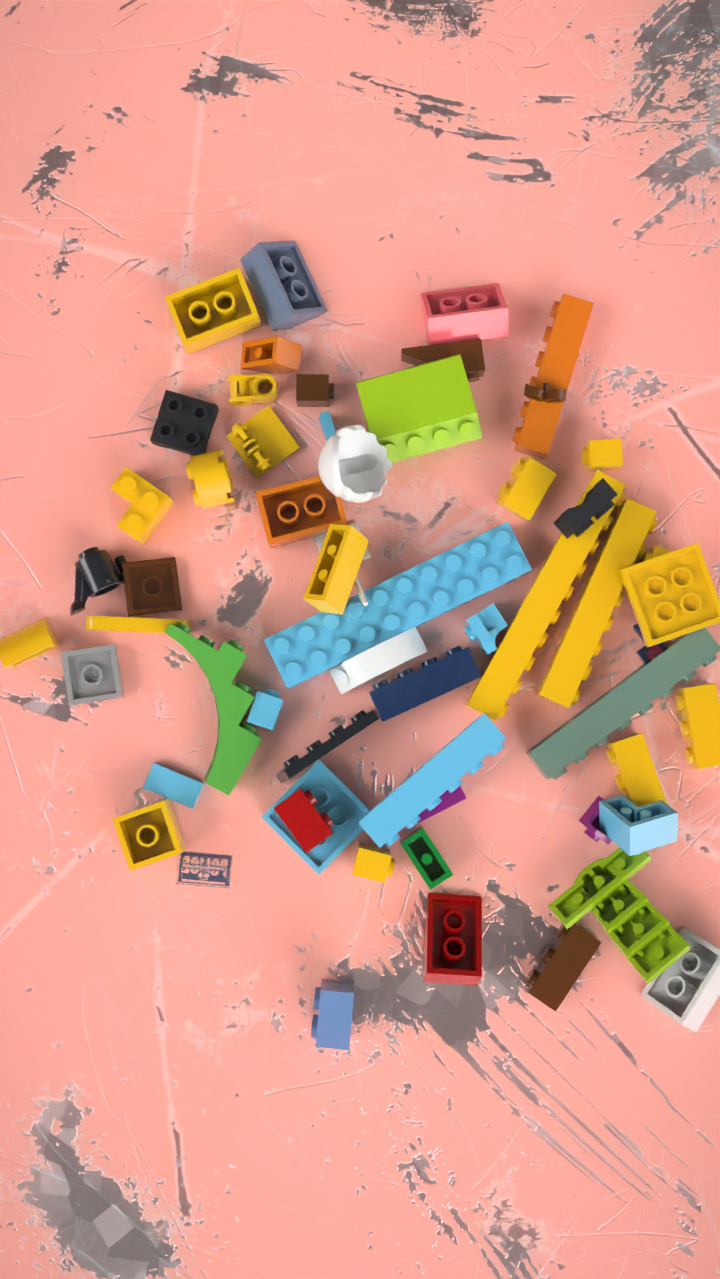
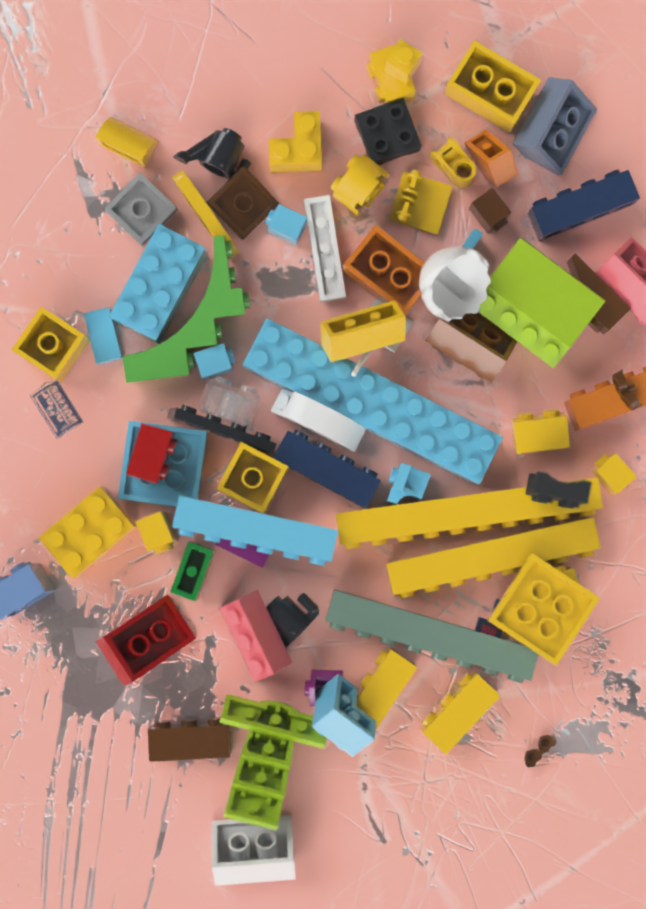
camera: 50 degrees right, 0 degrees up
(138, 367) = (403, 62): none -> yellow brick
(139, 386) = (387, 87): none -> yellow brick
(166, 706) = (159, 284): none -> medium azure brick
(196, 564) = (286, 224): none -> medium azure brick
(241, 548) = (325, 248): none -> white plate
(310, 723) = (230, 402): none -> clear brick
(328, 920) = (88, 532): none -> yellow brick
(366, 311) = (583, 205): none -> dark blue brick
(387, 750) = (252, 478): none -> yellow brick
(413, 486) = (473, 343): none -> slope
(518, 846) = (255, 636): none -> coral slope
(526, 812) = (290, 618): none -> black piece

